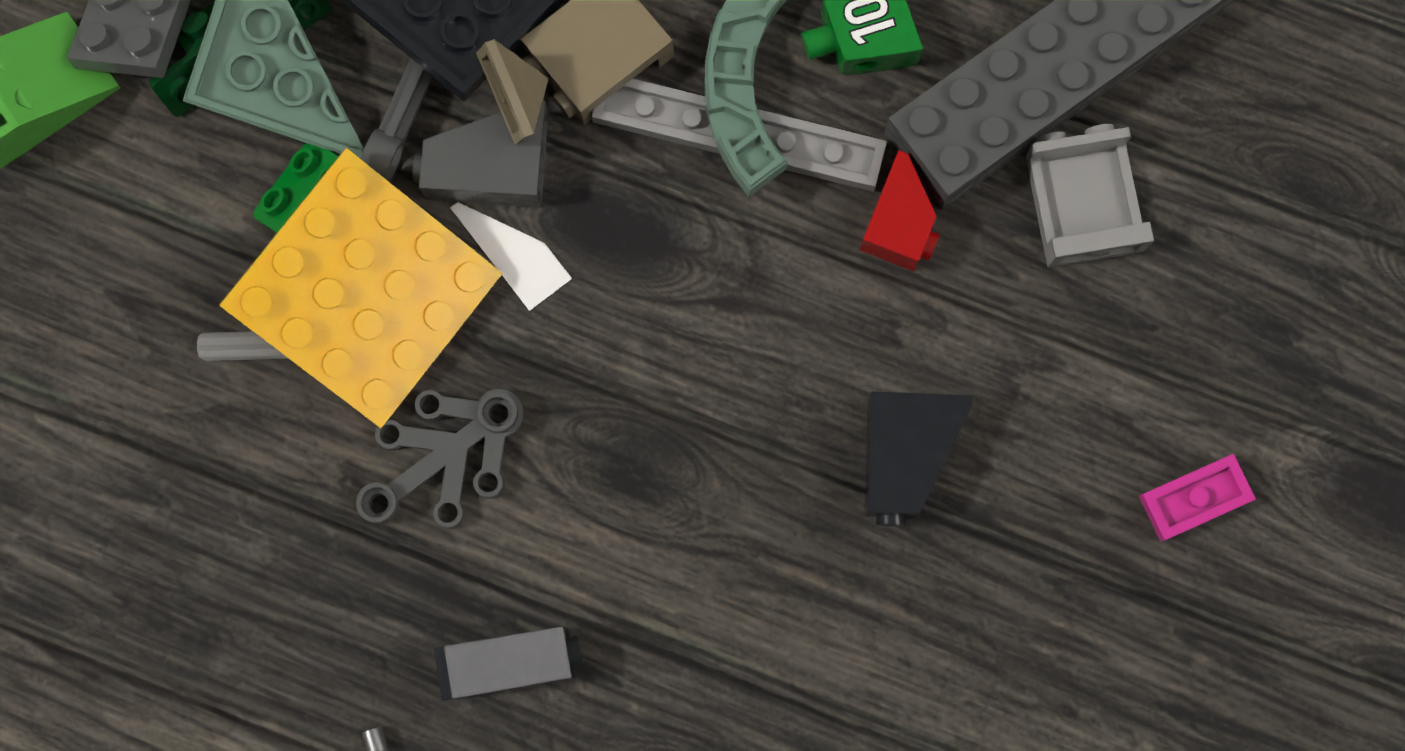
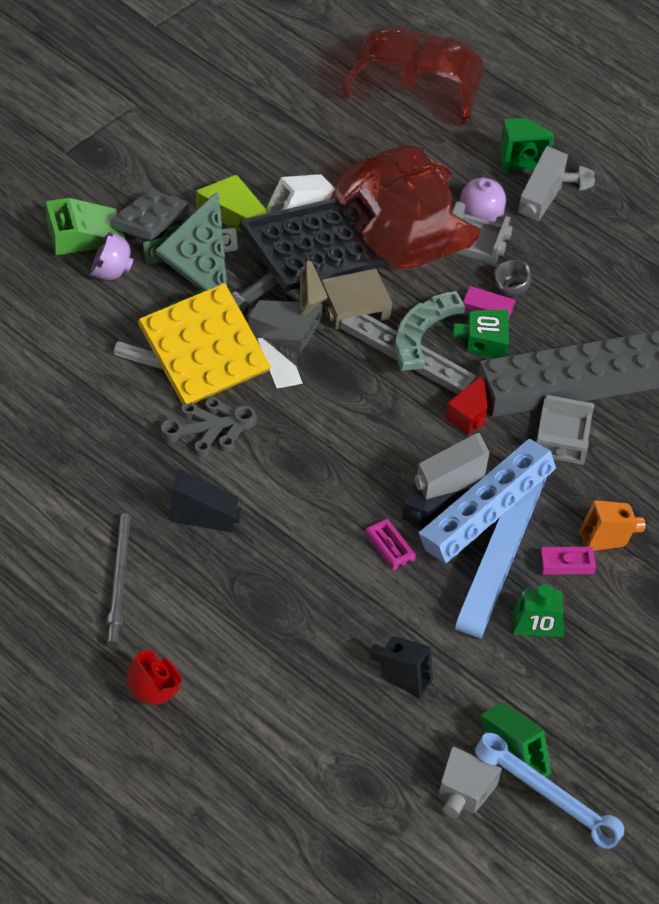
camera: 10 degrees right, 30 degrees down
(108, 146) = (111, 258): none -> lavender cylinder
(894, 584) = (397, 558): none -> dark pink tile
(937, 420) = (453, 468): none -> light grey slope
(1016, 416) = (487, 500): none -> light blue brick
(1073, 515) = (496, 565): none -> light blue beam
(1193, 652) = (539, 613): none -> green torso
(1252, 398) = (609, 525): none -> orange torso

